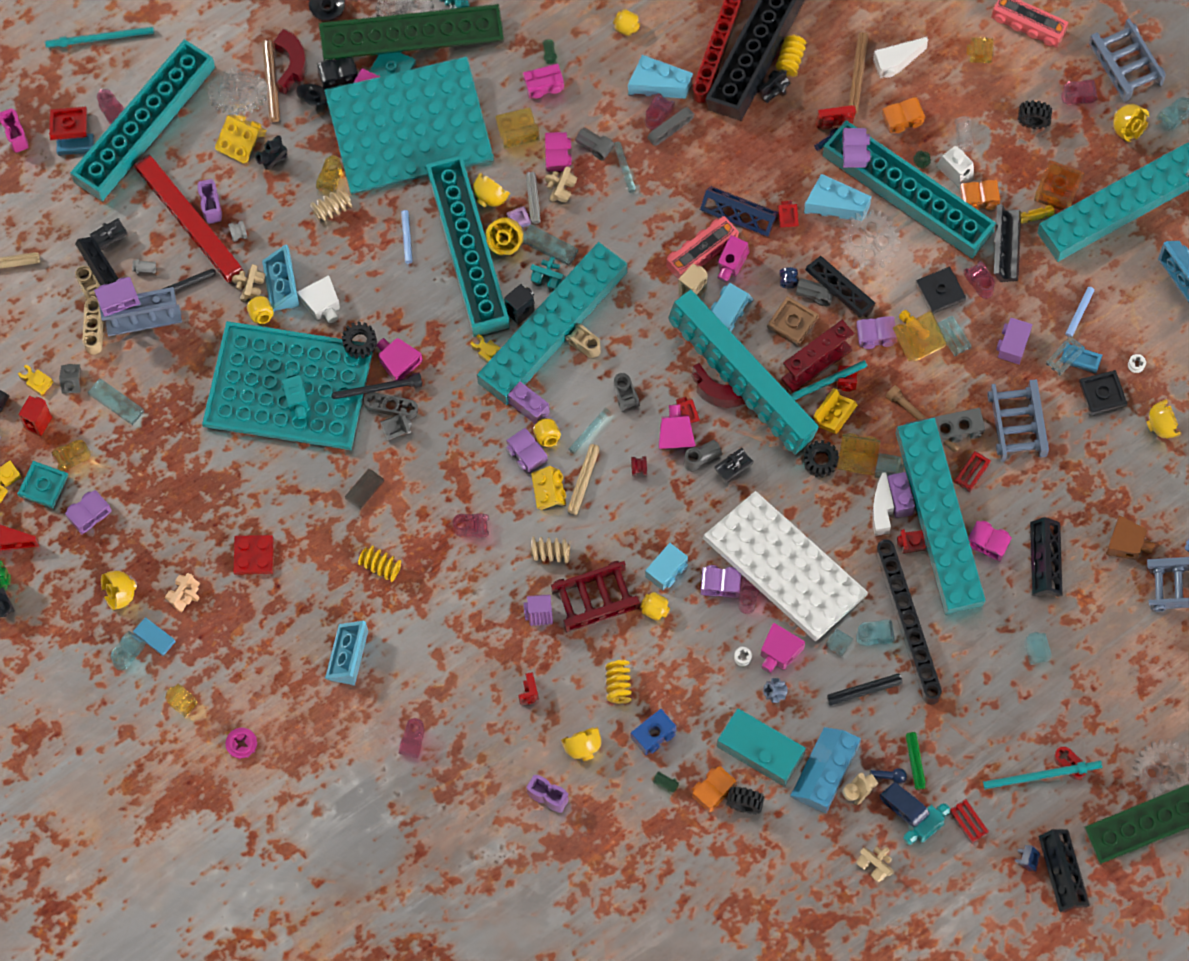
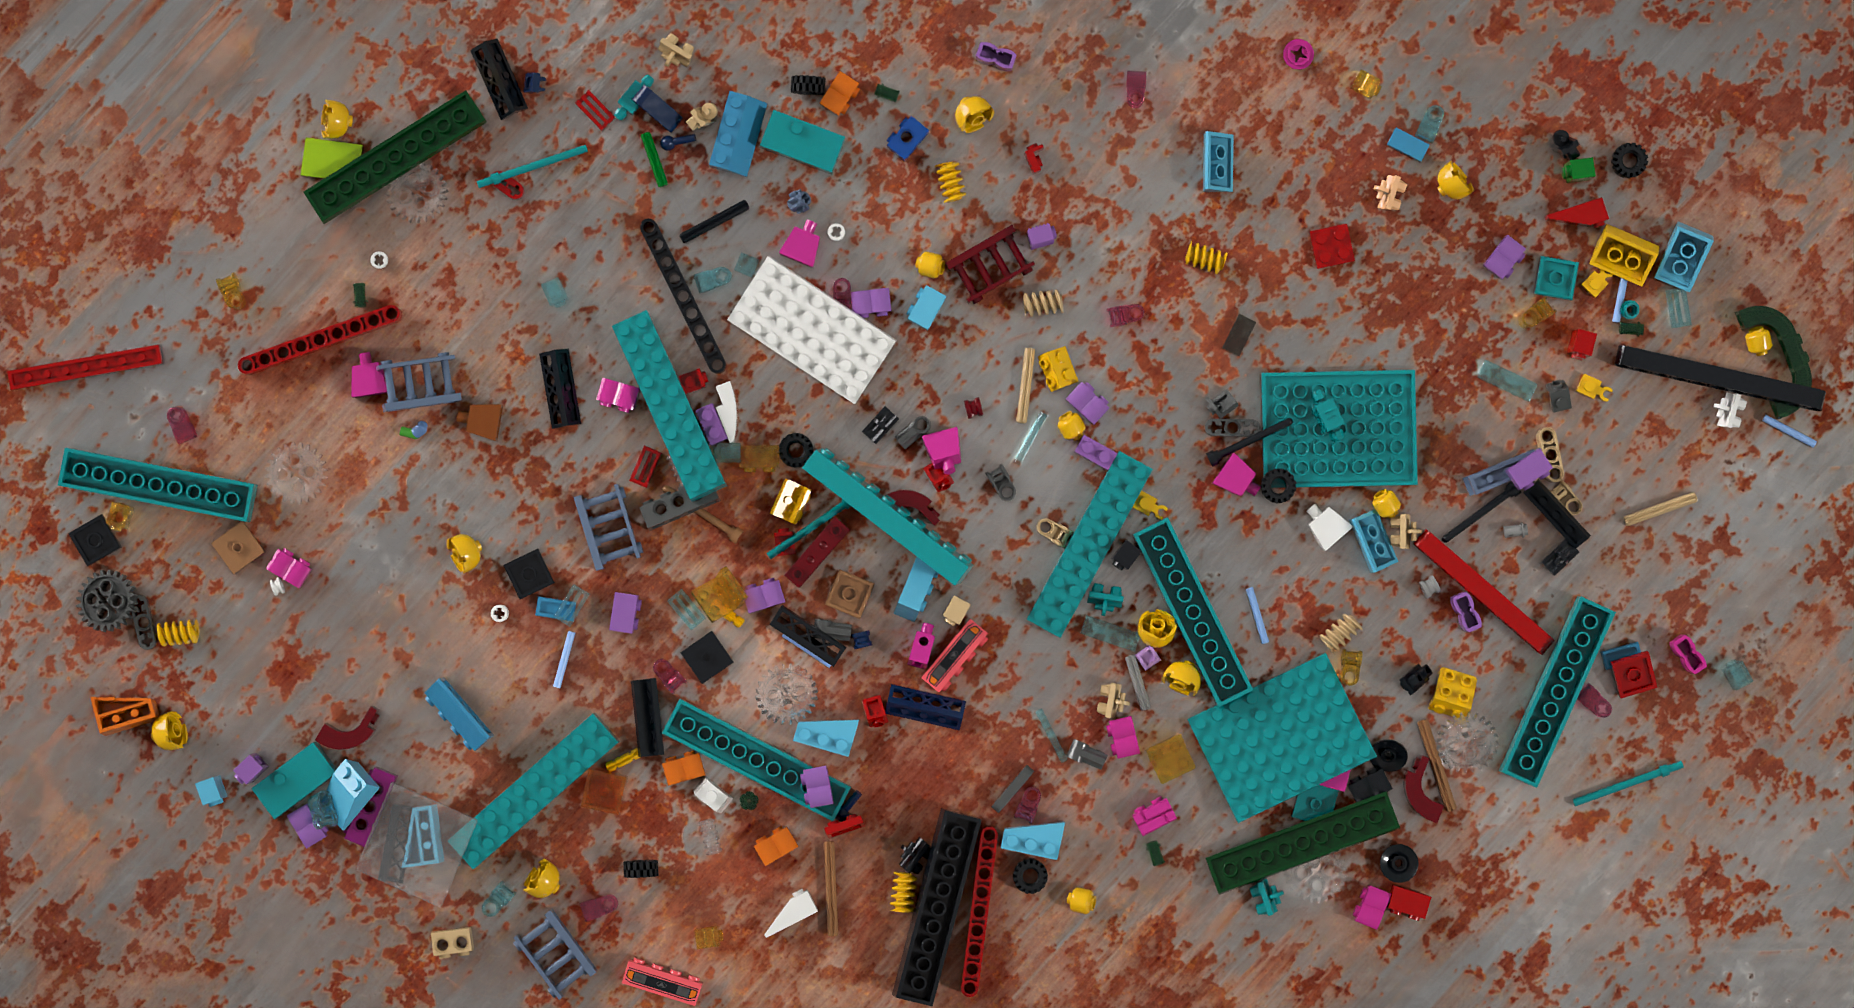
camera: 165 degrees right, 20 degrees up
(673, 42) = (1030, 864): none -> black tyre

